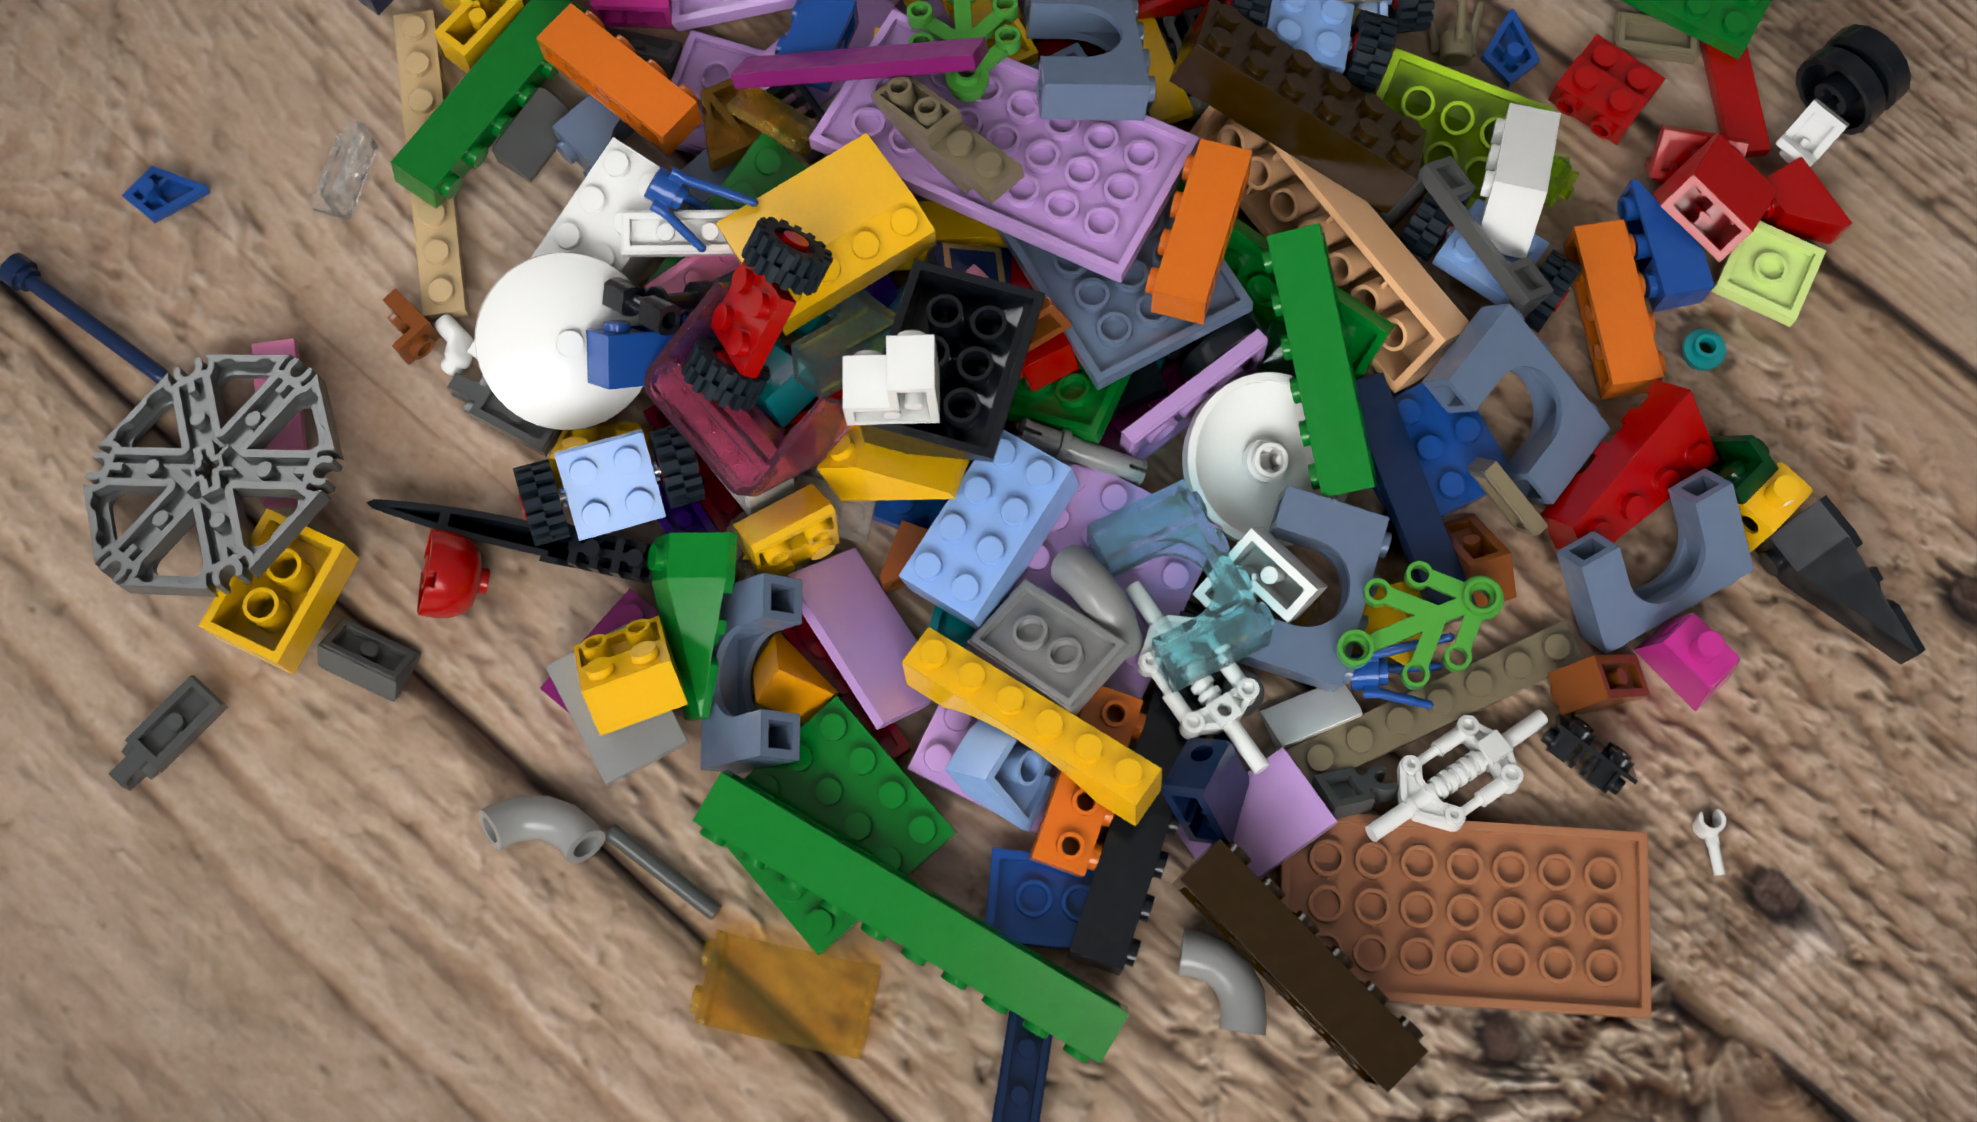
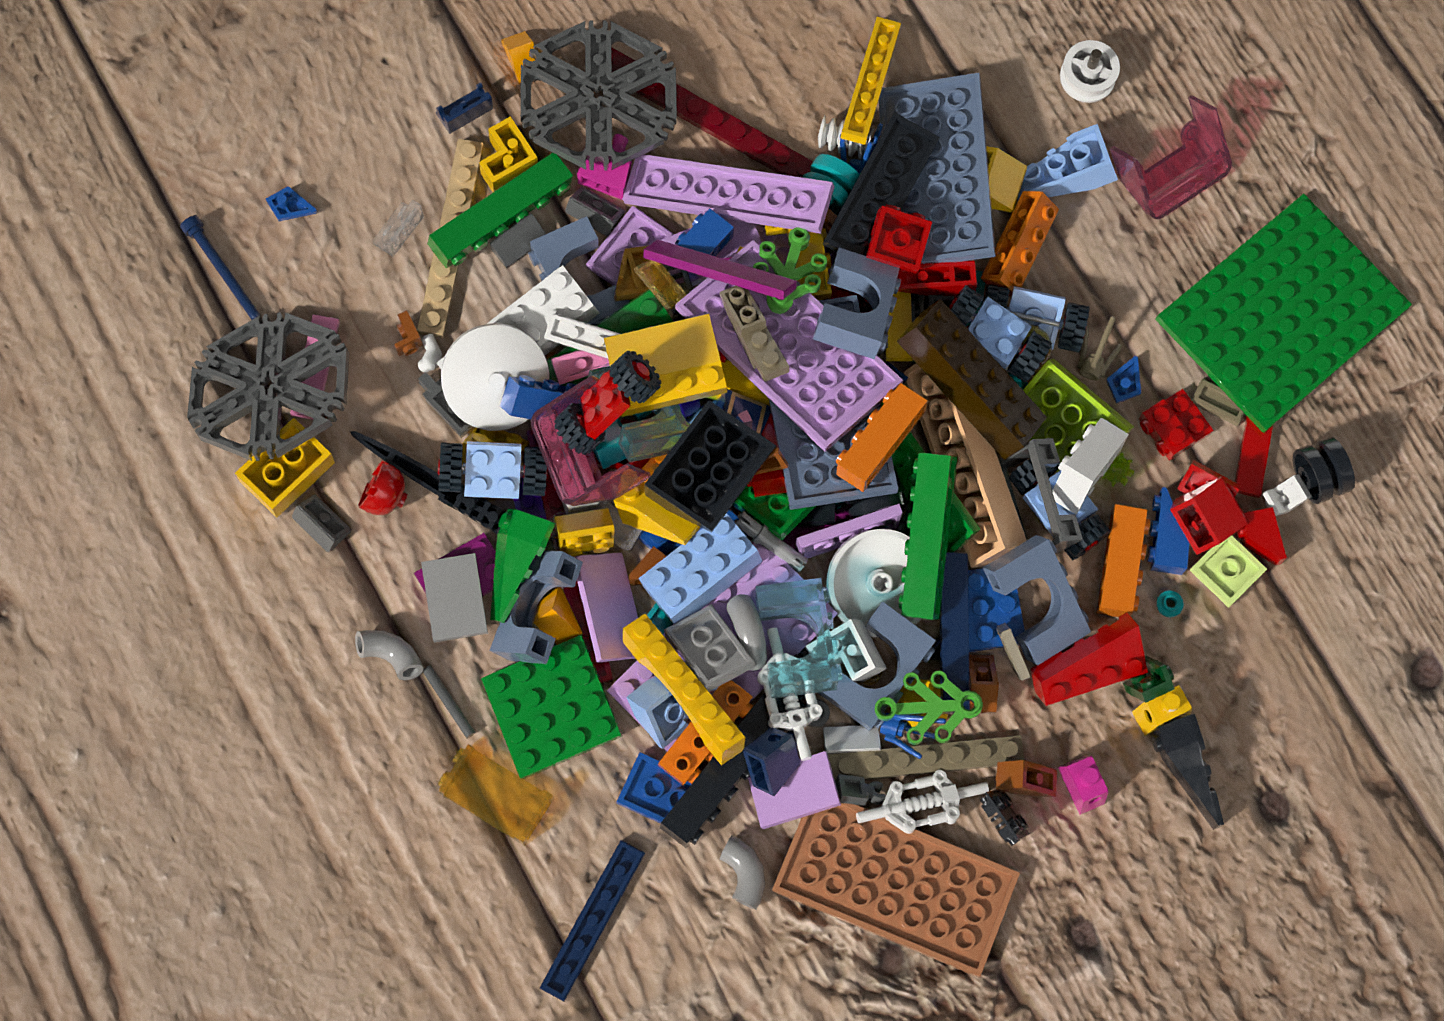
camera: 15 degrees right, 0 degrees up
(167, 732) = (196, 527): dark grey hinge -> none
(620, 78) = (579, 228): orange brick -> none
(629, 675) = (467, 583): yellow slope -> none
(655, 307) = (552, 376): black bar -> none
(668, 191) = (584, 310): blue plant -> none
(893, 386) = (669, 471): white brick -> none
(912, 916) = (579, 772): green brick -> none
(1300, 967) = (785, 874): dark brown brick -> none
(1708, 557) = (1117, 729): sand blue arch -> none
(1711, 838) = (1058, 888): white hand -> none

